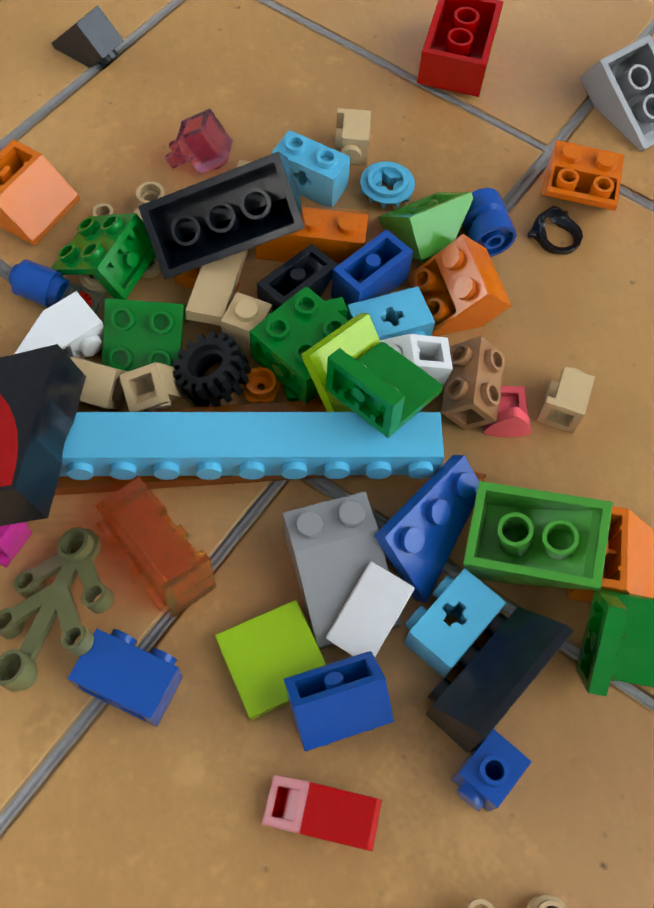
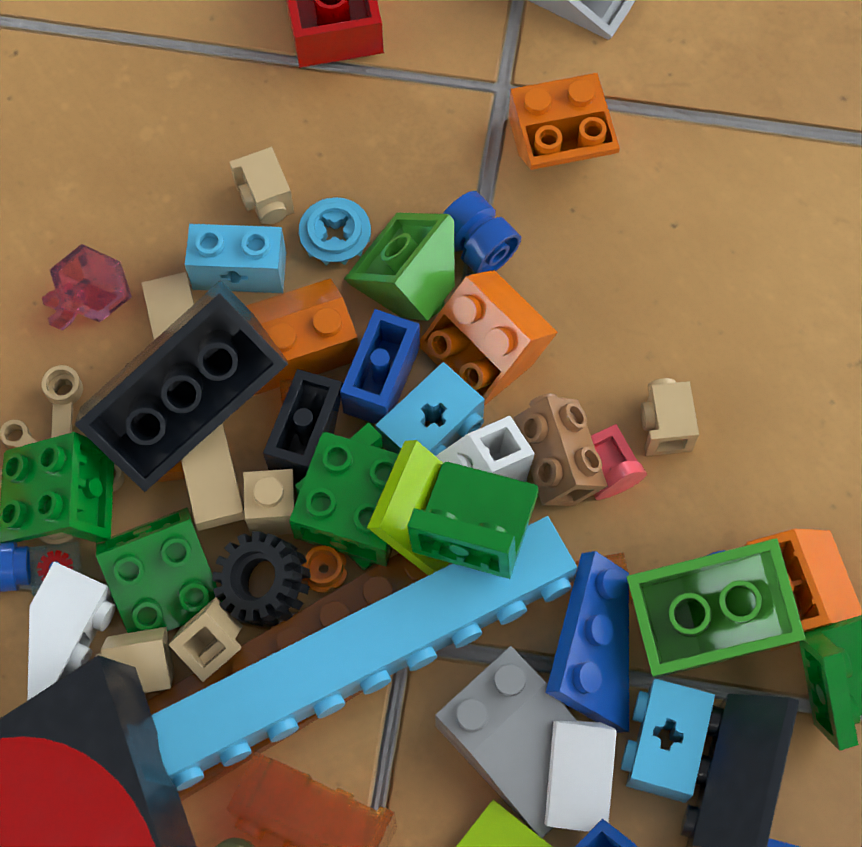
camera: 20 degrees left, 5 degrees up
(562, 219) = (557, 180): black piece -> none

